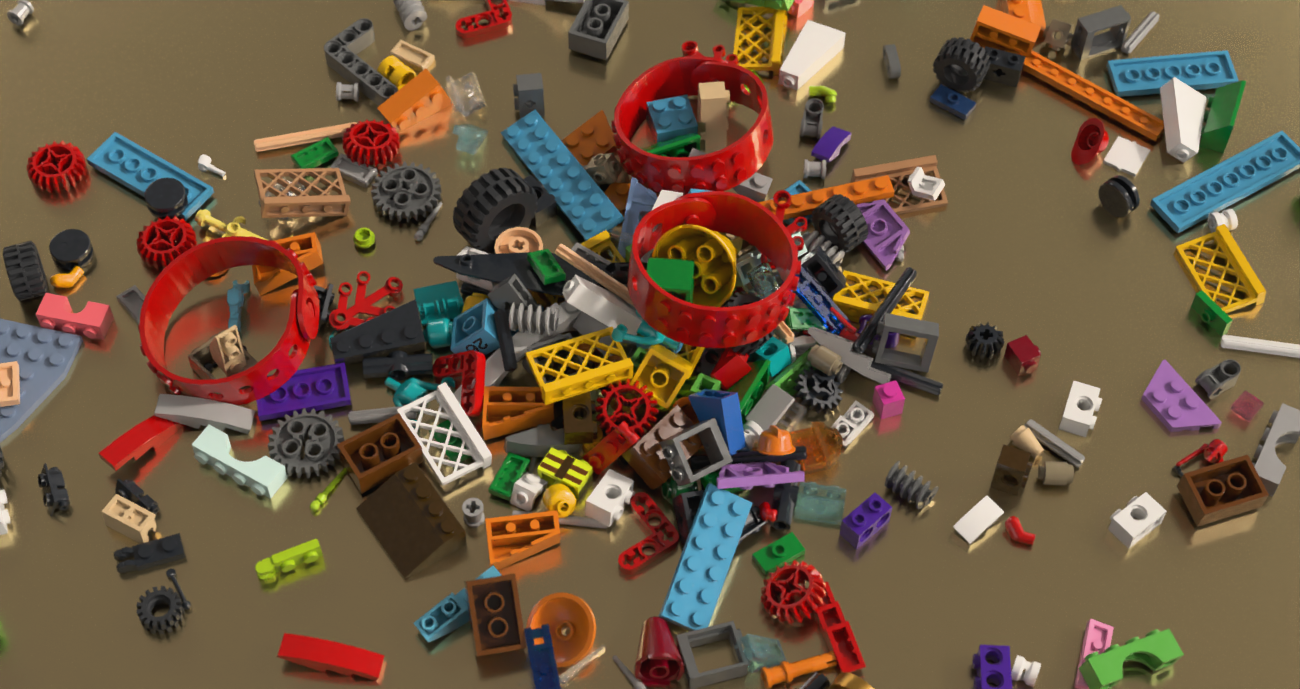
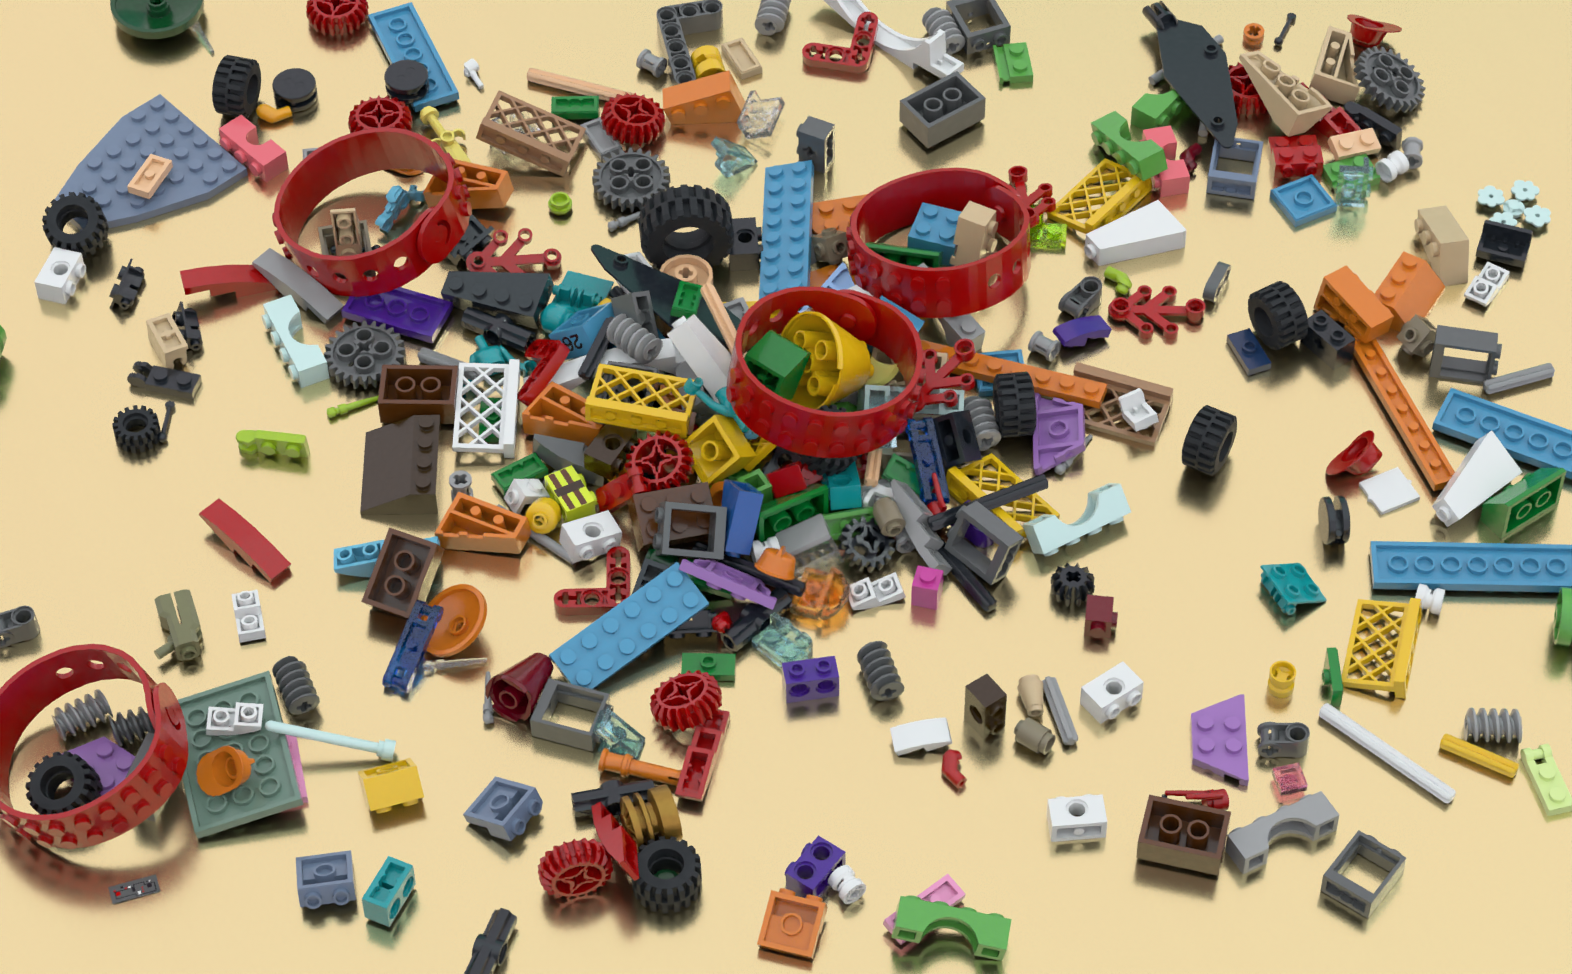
camera: 35 degrees right, 5 degrees down
(844, 114) = (1126, 309): none -> red plant
(959, 269) = (1103, 507): none -> light aqua arch
(994, 181) = (1209, 440): none -> black tyre
(1130, 259) = (1290, 586): none -> teal hinge
(1180, 333) = (1281, 679): none -> yellow wheel

